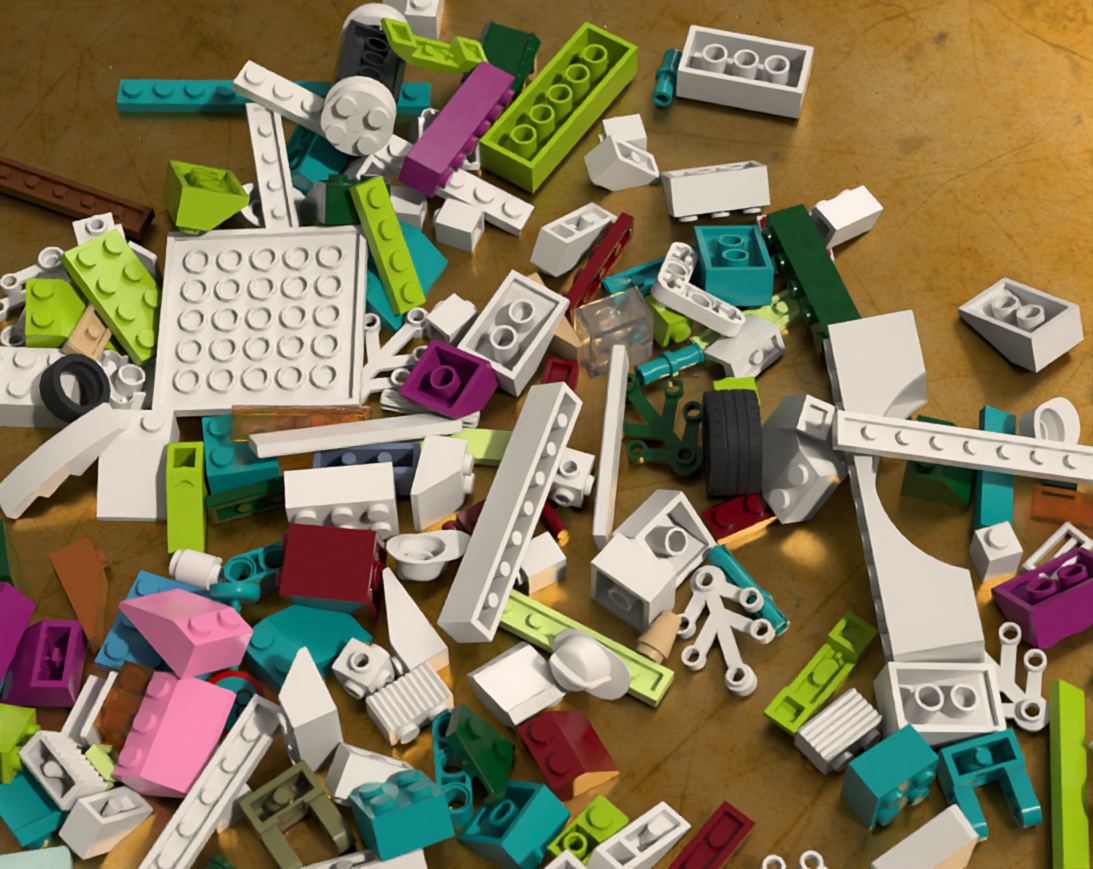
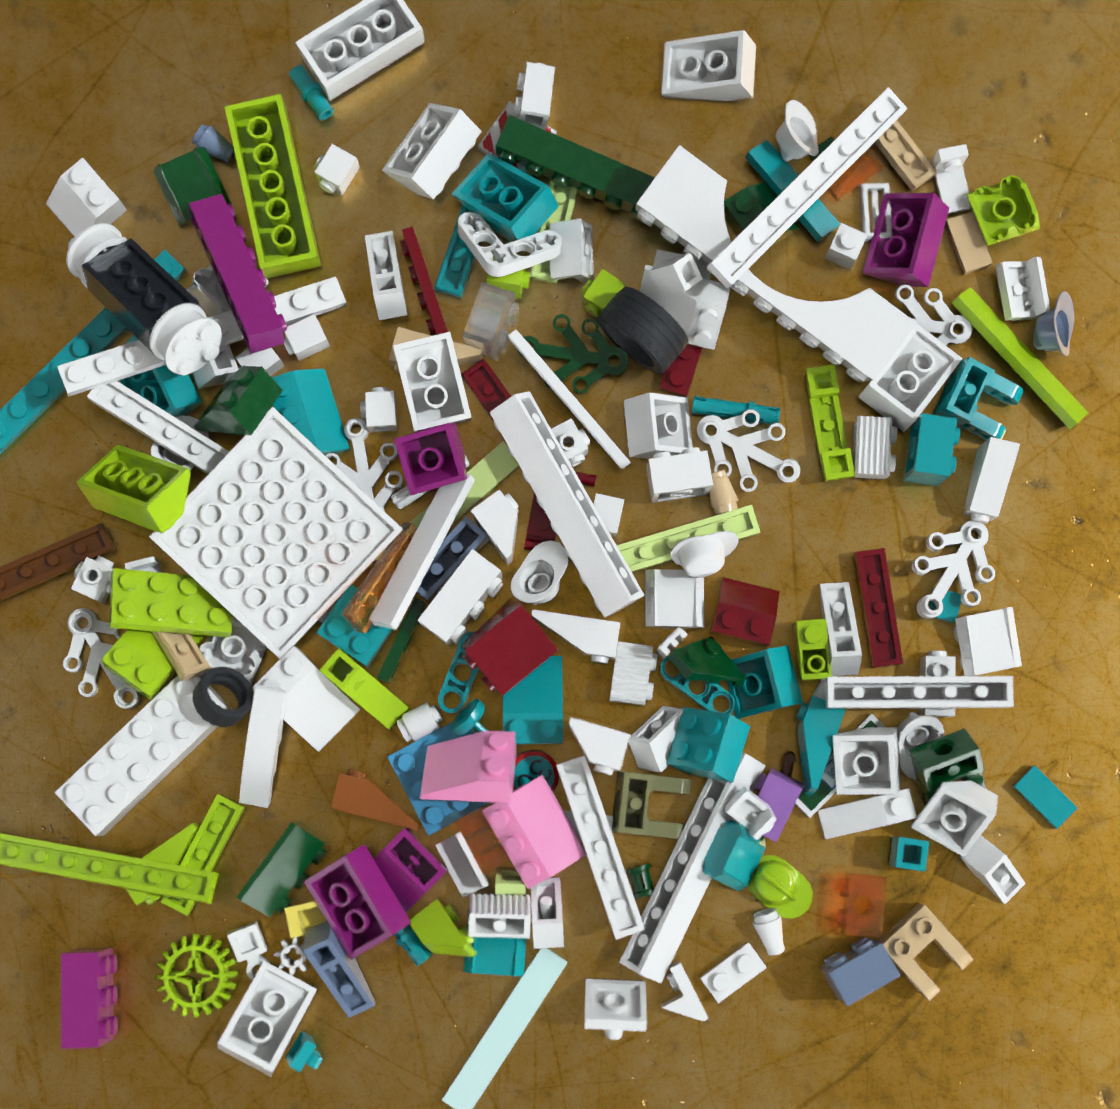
camera: 50 degrees left, 25 degrees up
(363, 669) = (577, 687): white brick -> none
(387, 245) = (297, 406): lime plate -> none
(458, 56) = (158, 230): lime slope -> none
(469, 688) = (671, 642): none -> white tile
(551, 40) = (214, 143): none -> sand blue cone
(620, 165) = (357, 192): white slope -> none
(669, 364) = (537, 306): teal pin -> none

